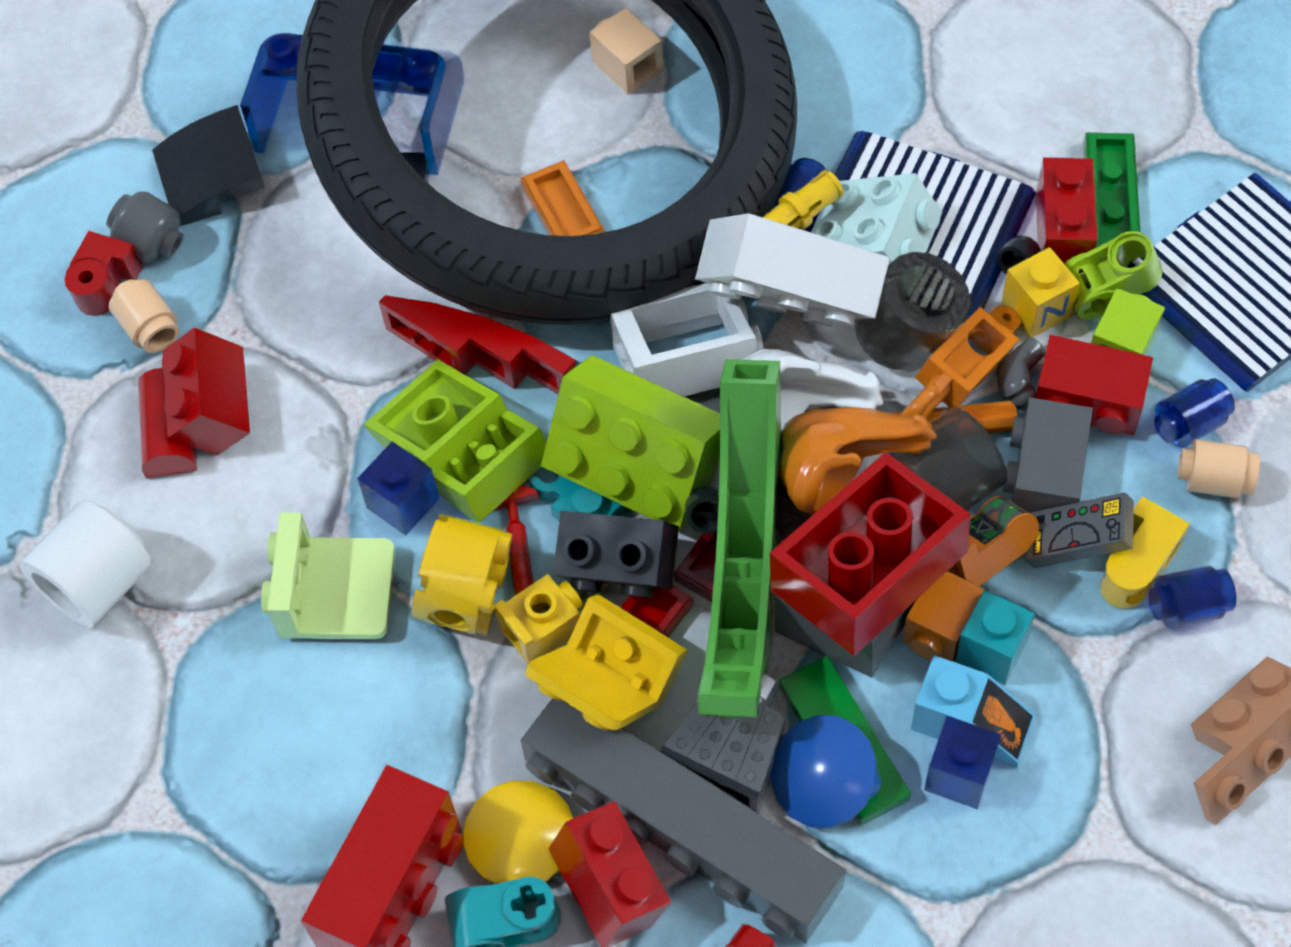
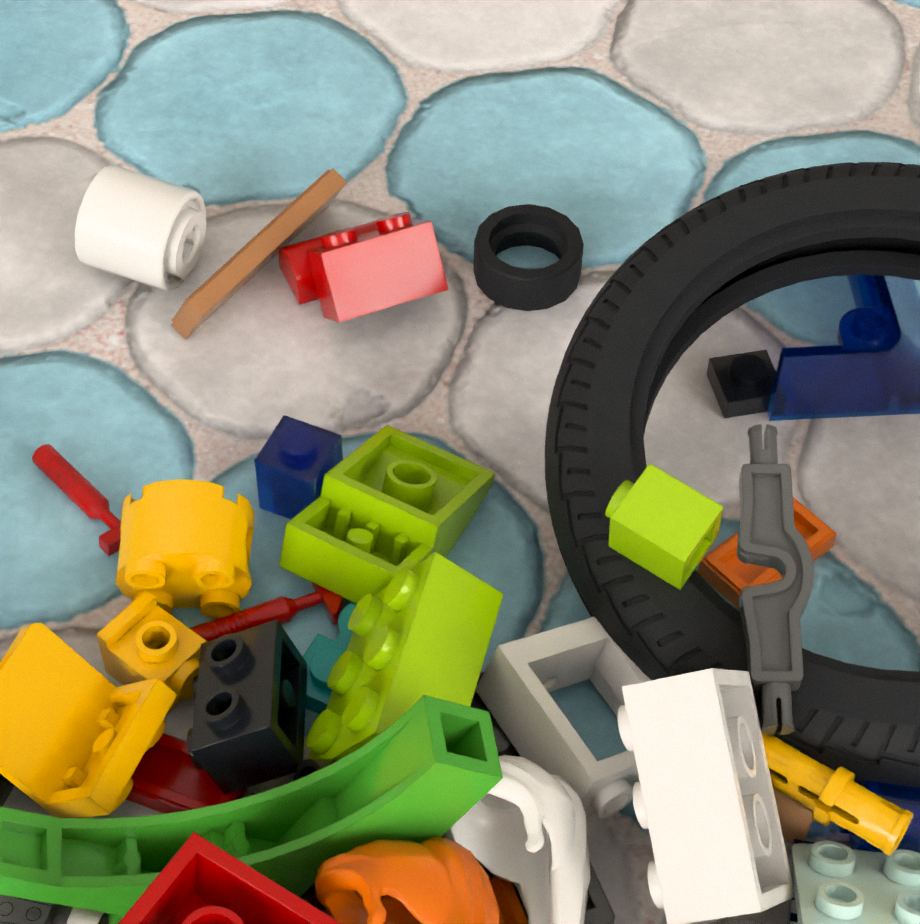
camera: 70 degrees right, 10 degrees down
(98, 271) = (507, 158): red leg -> none
(141, 482) = (257, 253): none -> medium nougat tile
(144, 315) = (466, 204): light nougat brick -> none
(146, 224) = (577, 174): dark grey head -> none
(207, 165) = (665, 199): black slope -> none
(211, 257) = (523, 287): none -> black tyre
(327, 583) = (164, 425): yellowish green bracket -> none
(359, 656) = (81, 493): none -> red piece
(472, 339) = (522, 508): red slope -> none
(592, 227) = (662, 525): none -> lime brick
(615, 171) = (772, 610): none -> dark grey piece

